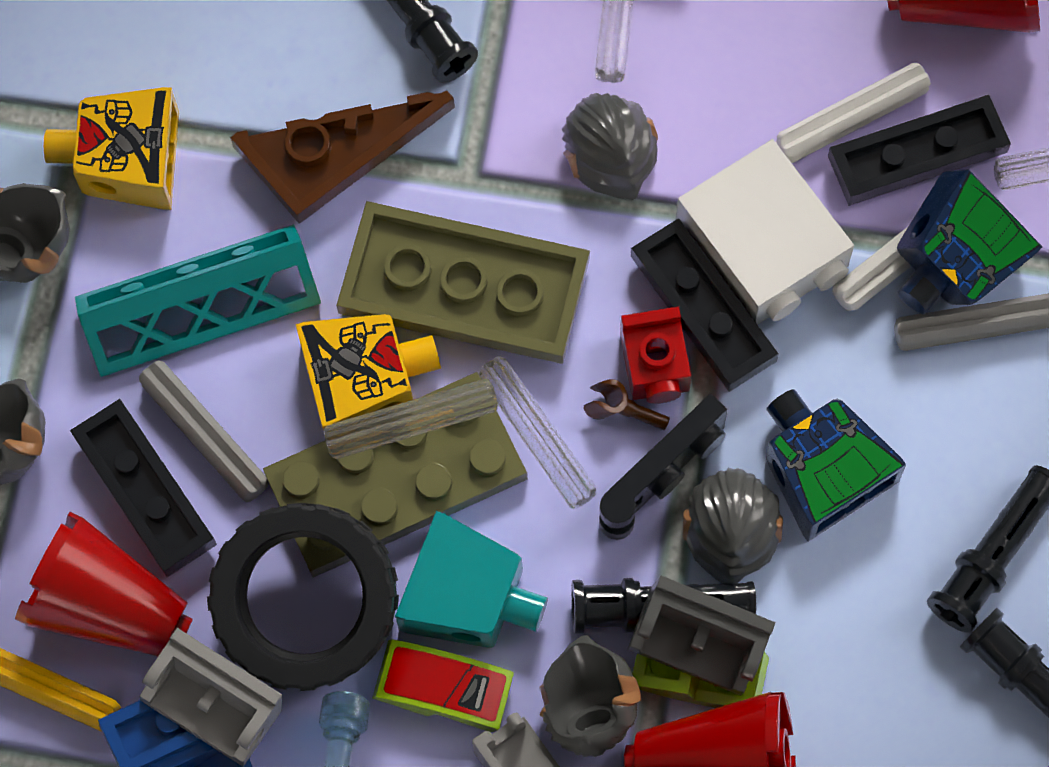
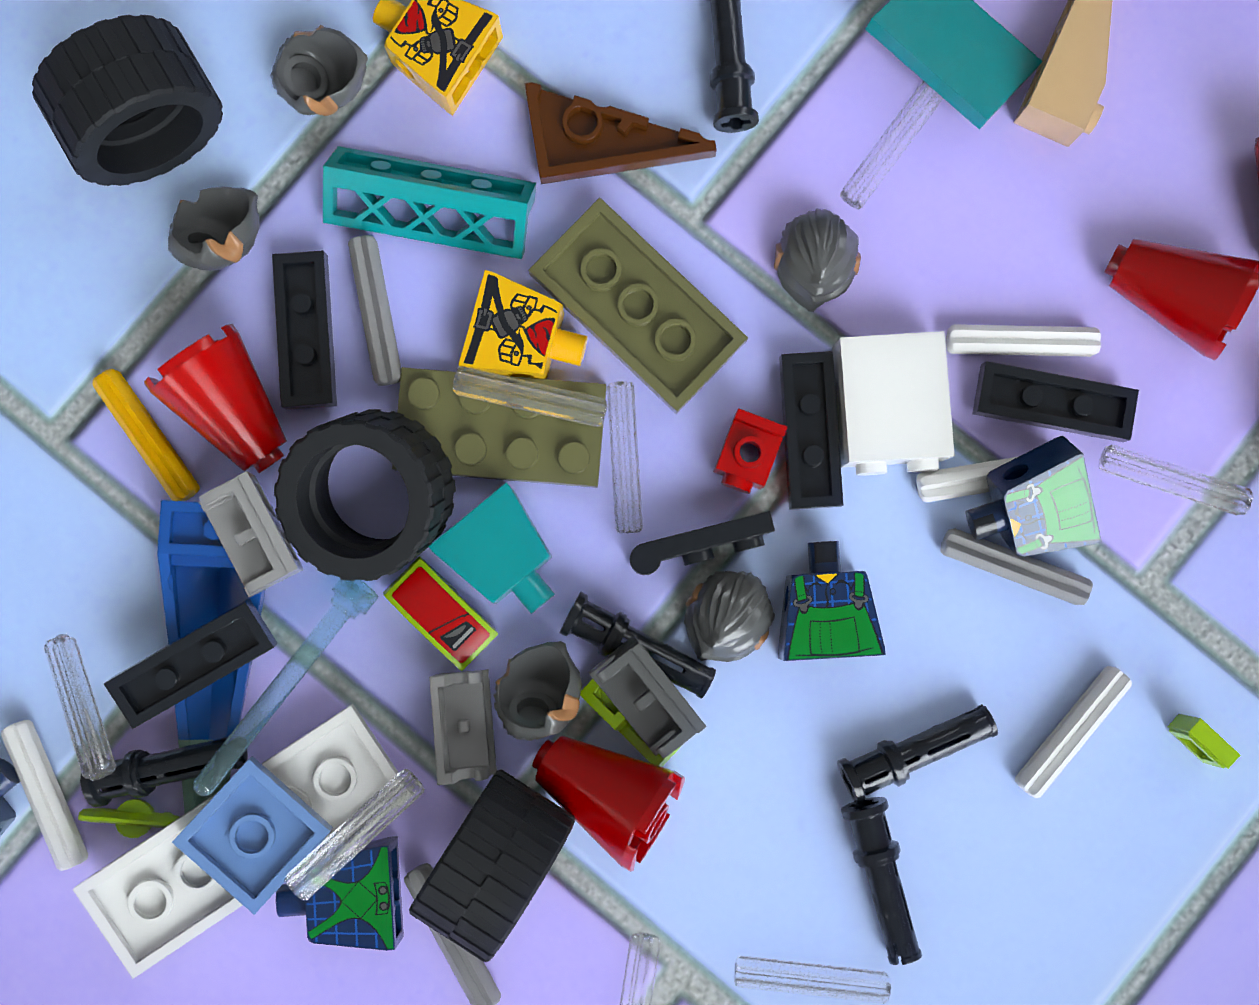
camera: 25 degrees right, 15 degrees up
(618, 402) = (699, 472): reddish brown hand -> none

